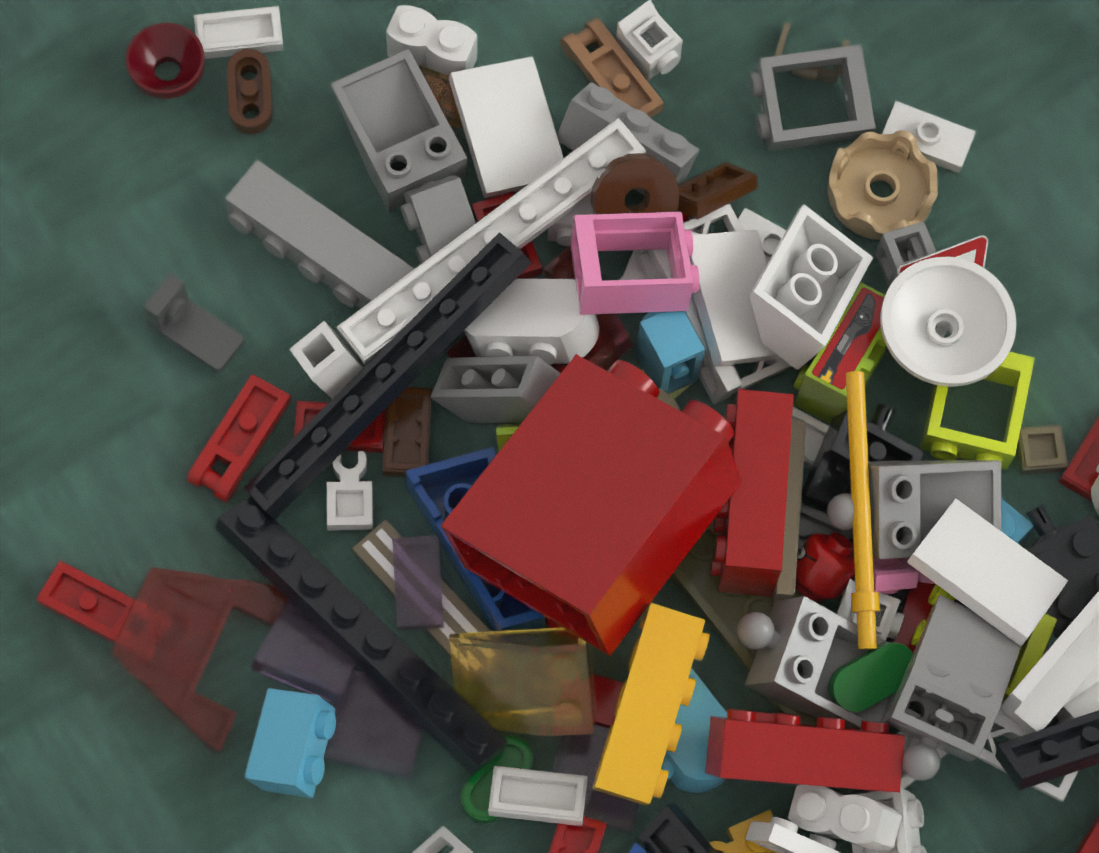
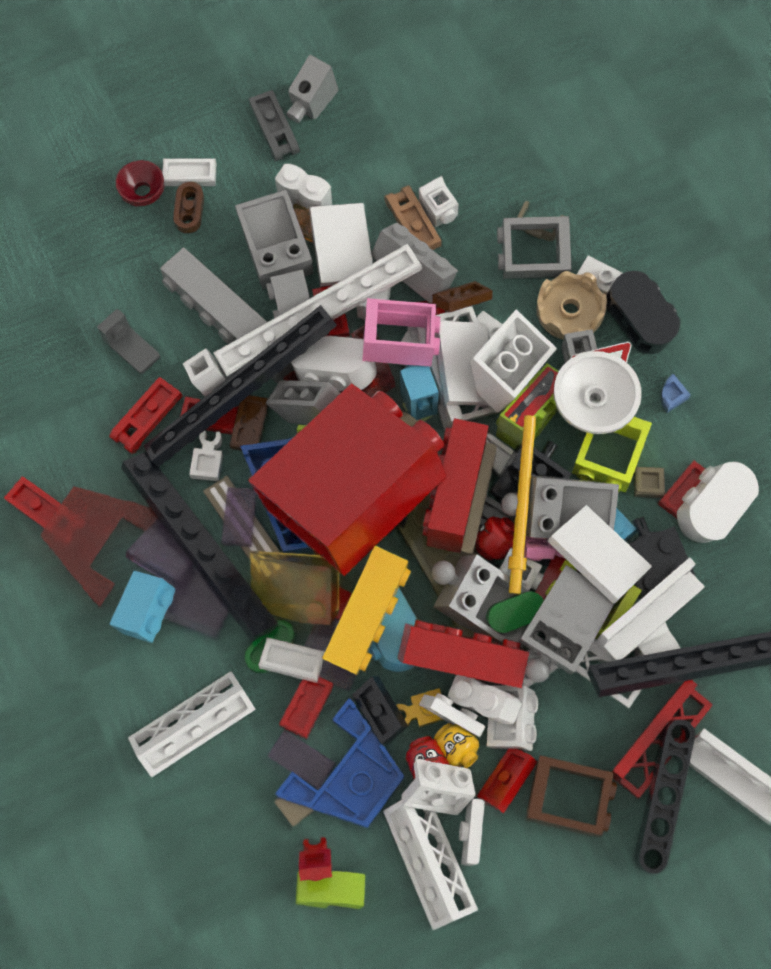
camera: 15 degrees right, 0 degrees up
(632, 172) = (411, 277): reddish brown tile -> none
(994, 183) = (642, 312): none -> black brick
(1058, 306) = (673, 394): none -> medium blue tile

